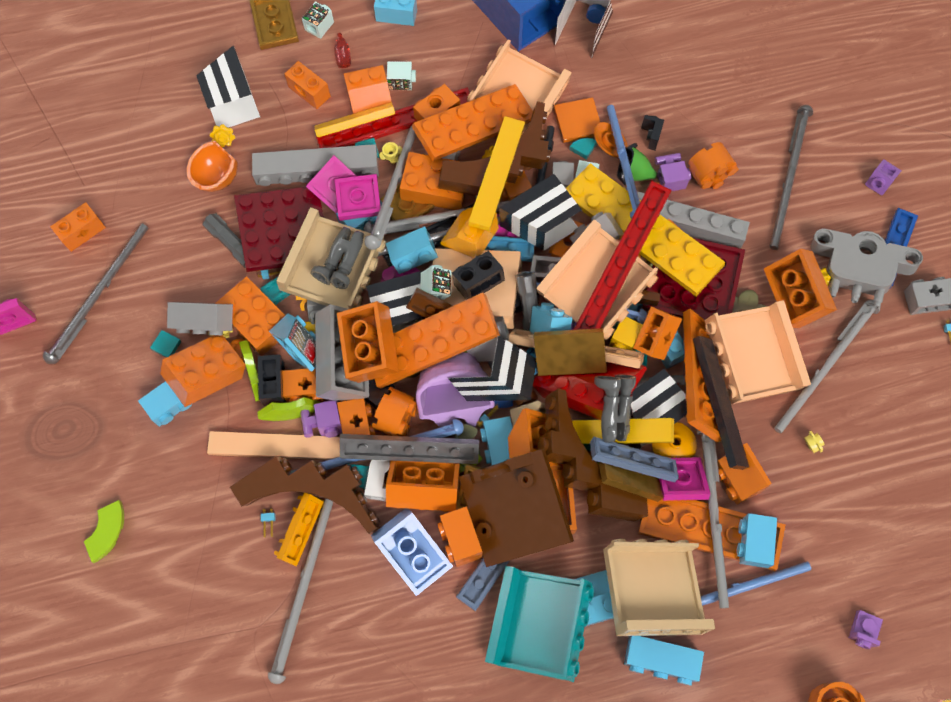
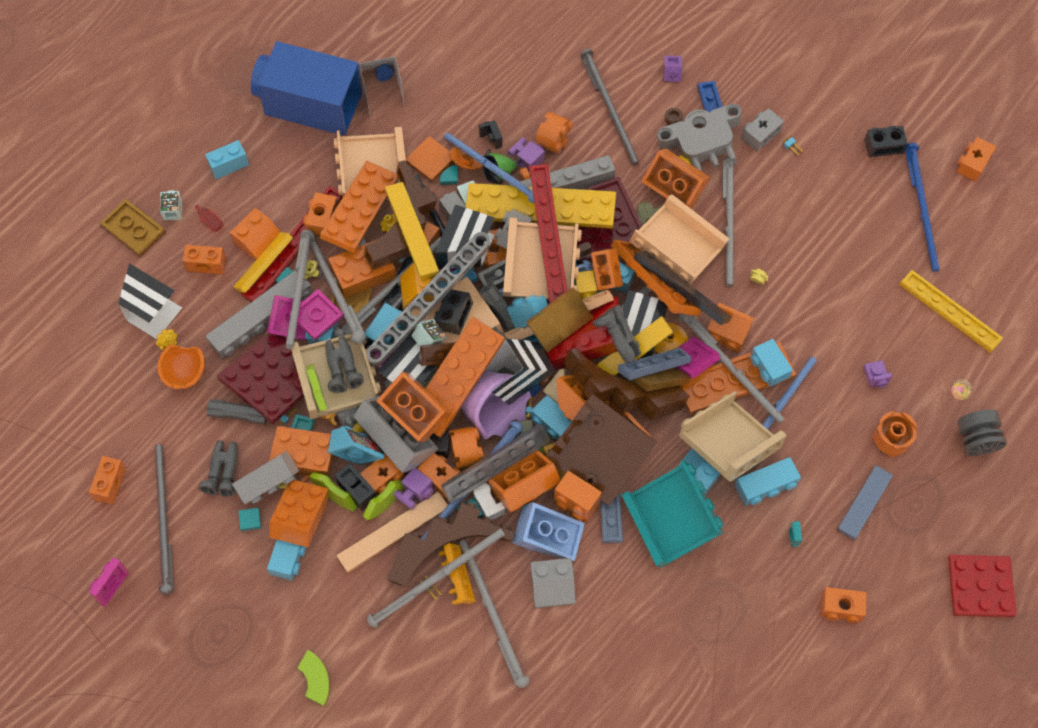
camera: 40 degrees left, 5 degrees down
(187, 271) = (218, 459): none -> dark grey piece
(195, 516) = (445, 571): none -> light grey bar
(300, 269) = (316, 387): none -> lime tile
(377, 603) = (552, 583): none -> light grey slope
(380, 144) = (306, 236): none -> light grey bar
(400, 75) = (272, 206): light aqua brick -> none
(471, 250) = (431, 289): none -> light grey beam
(848, 224) = (673, 116): none -> reddish brown tile

